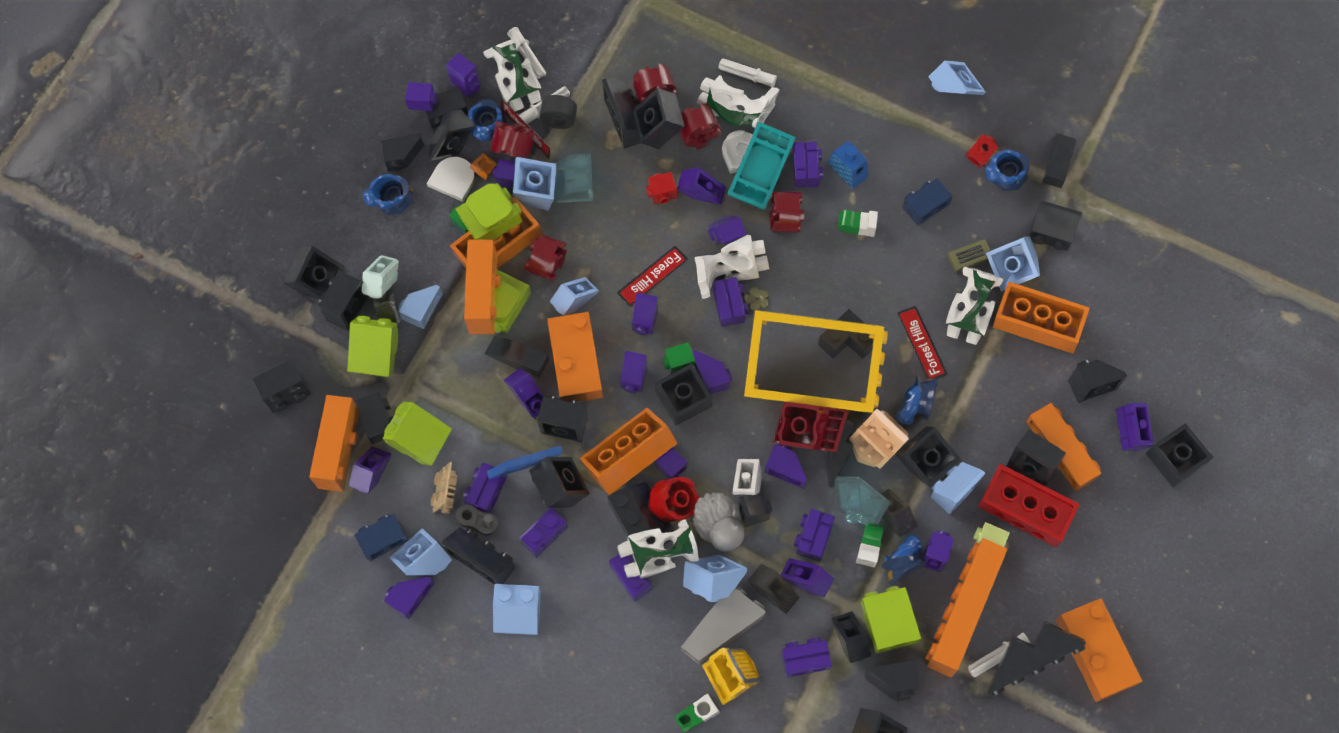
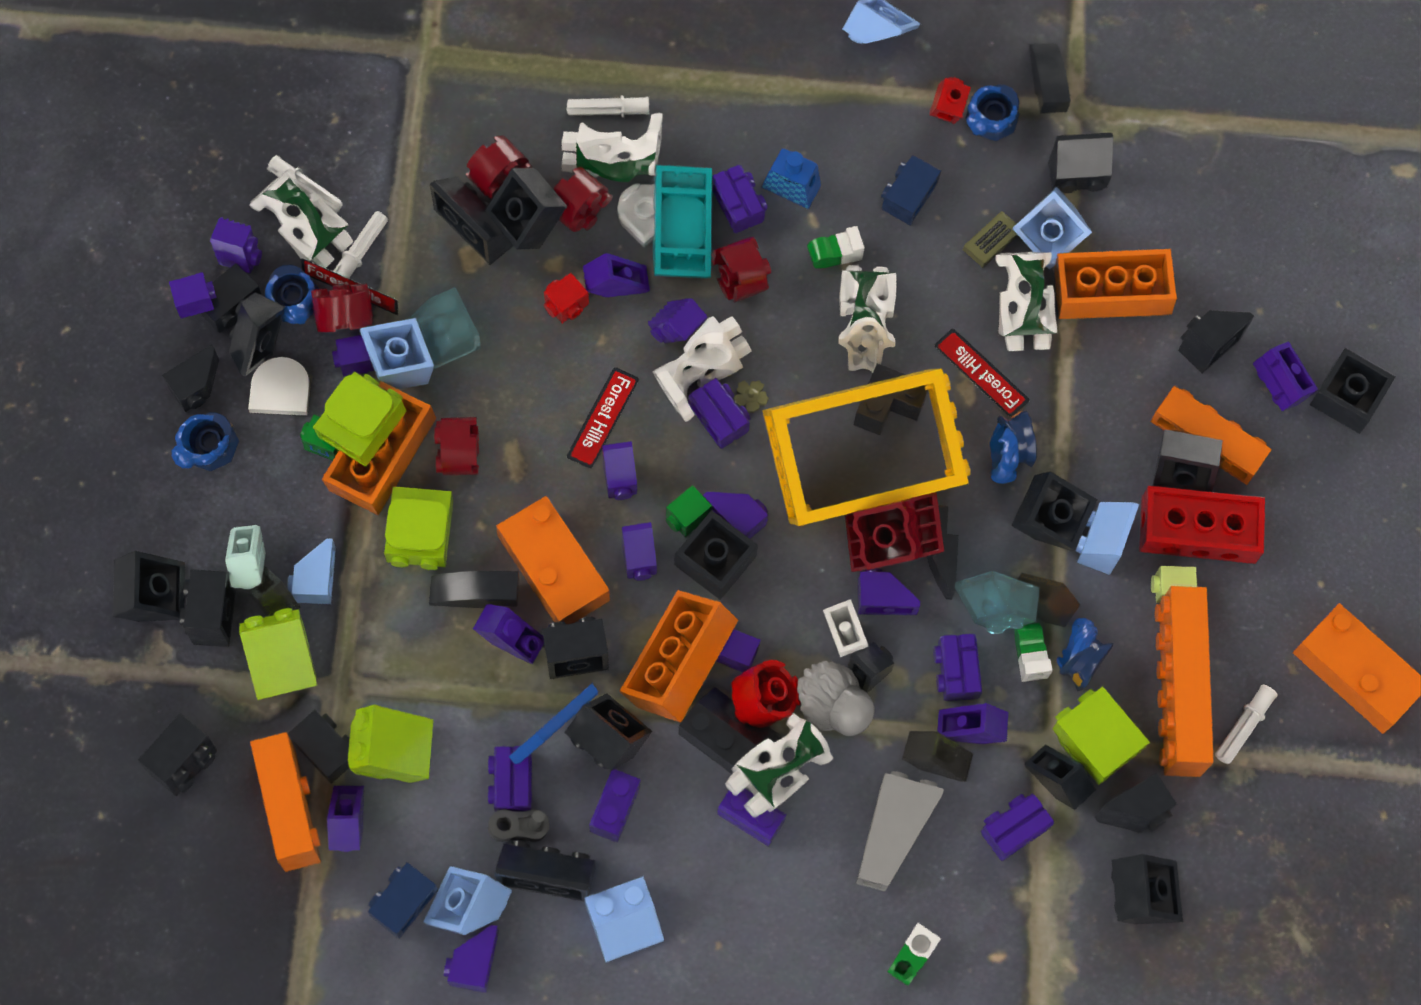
camera: 30 degrees left, 0 degrees up
(445, 481) = (455, 796): tan hinge -> none
(481, 287) = (396, 517): orange brick -> none
(483, 166) = (316, 357): orange tile -> none
(558, 111) = (385, 248): black tyre -> none
(573, 295) = (513, 483): light blue slope -> none
(713, 577) = (858, 772): light blue slope -> none
(731, 673) = (933, 886): yellow piece -> none
(857, 273) = (870, 301): none -> white hips
(878, 439) = (985, 516): light nougat piece -> none
(938, 550) = (1120, 624): dark purple brick -> none
(1025, 658) = (1282, 715): black slope -> none

